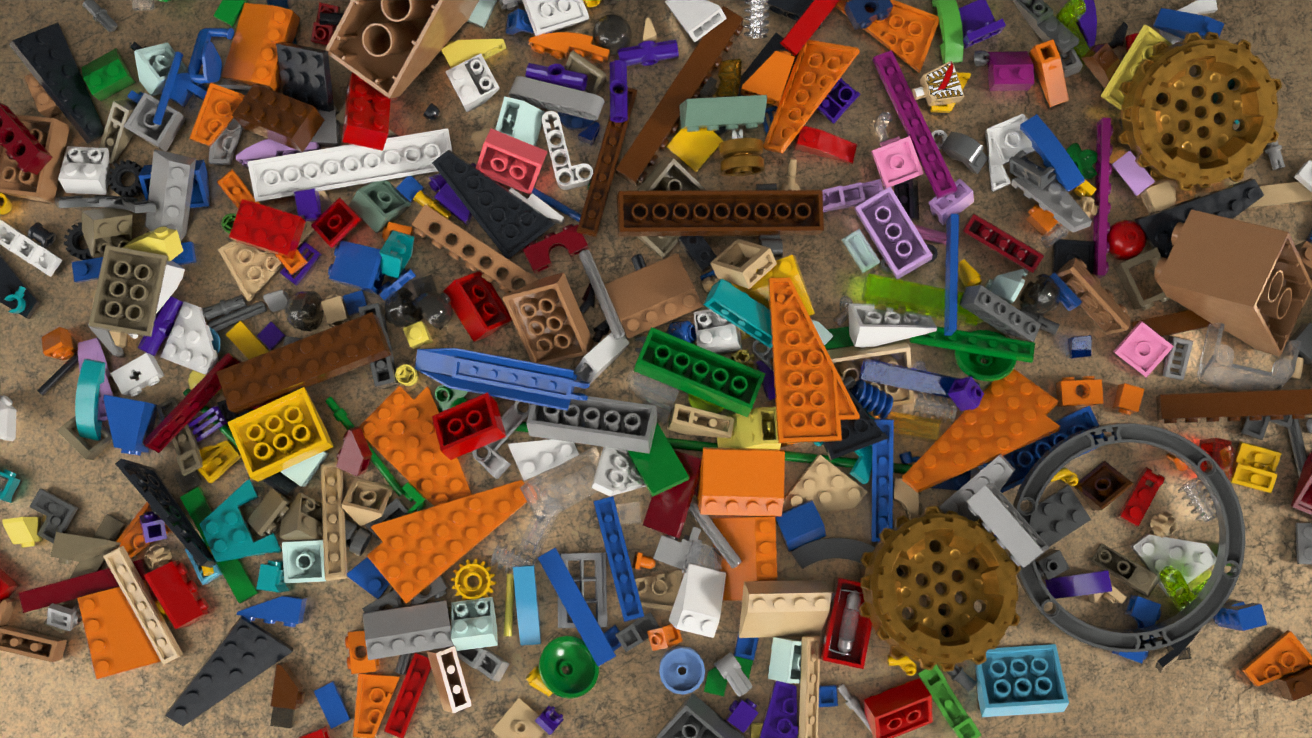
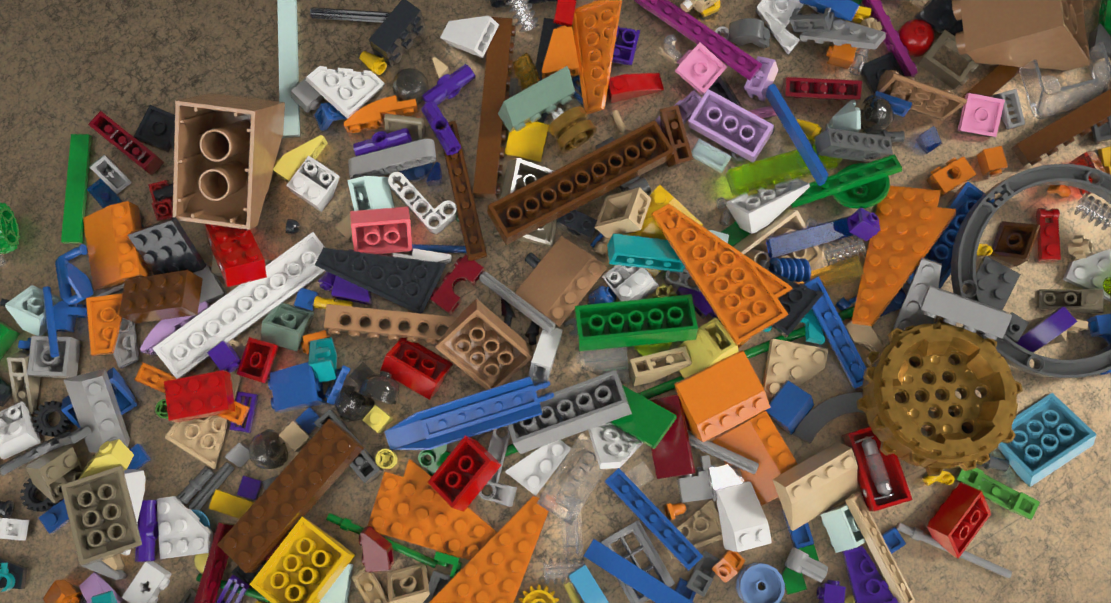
camera: 25 degrees left, 5 degrees down
(835, 214) = (674, 131): none -> reddish brown slope

